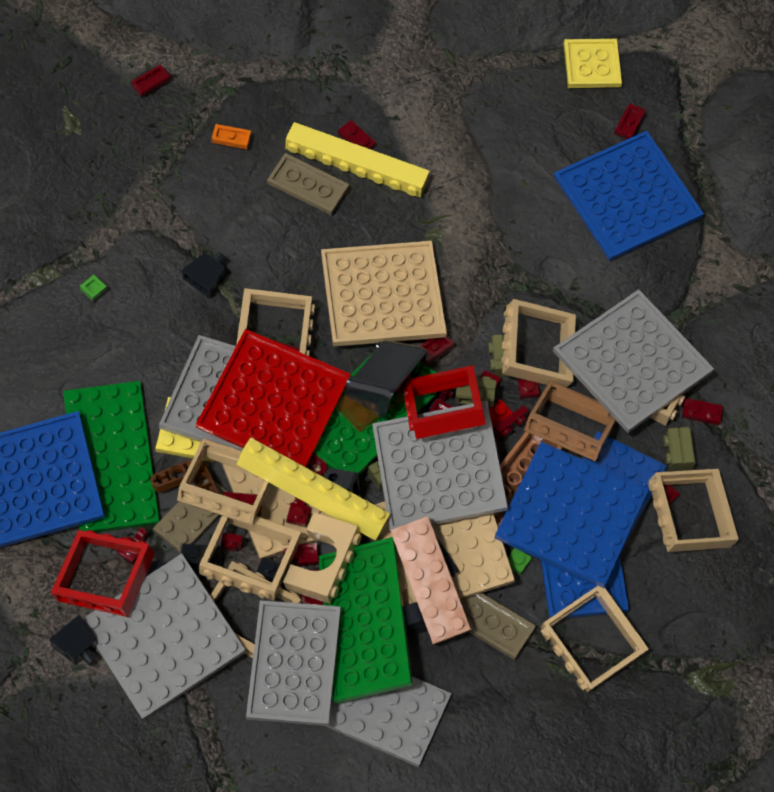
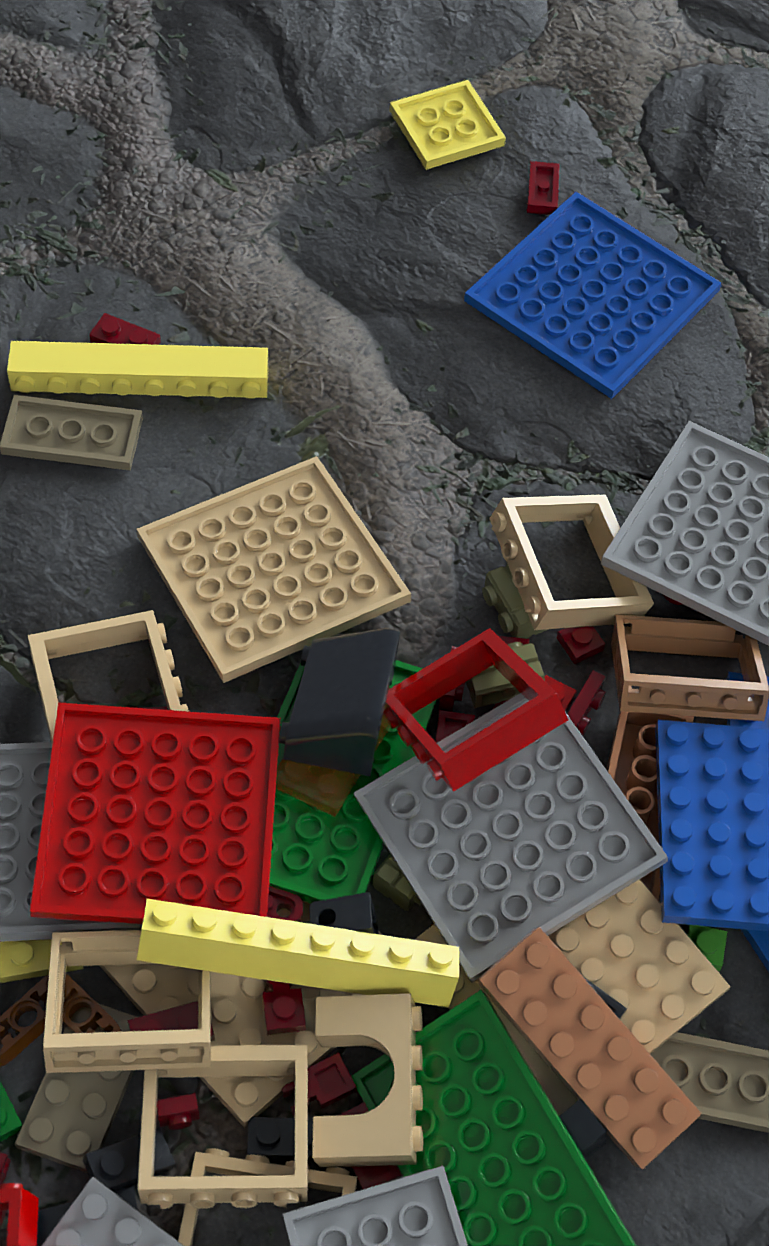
camera: 20 degrees left, 5 degrees down
(436, 348) = (407, 620): dark red plate -> none

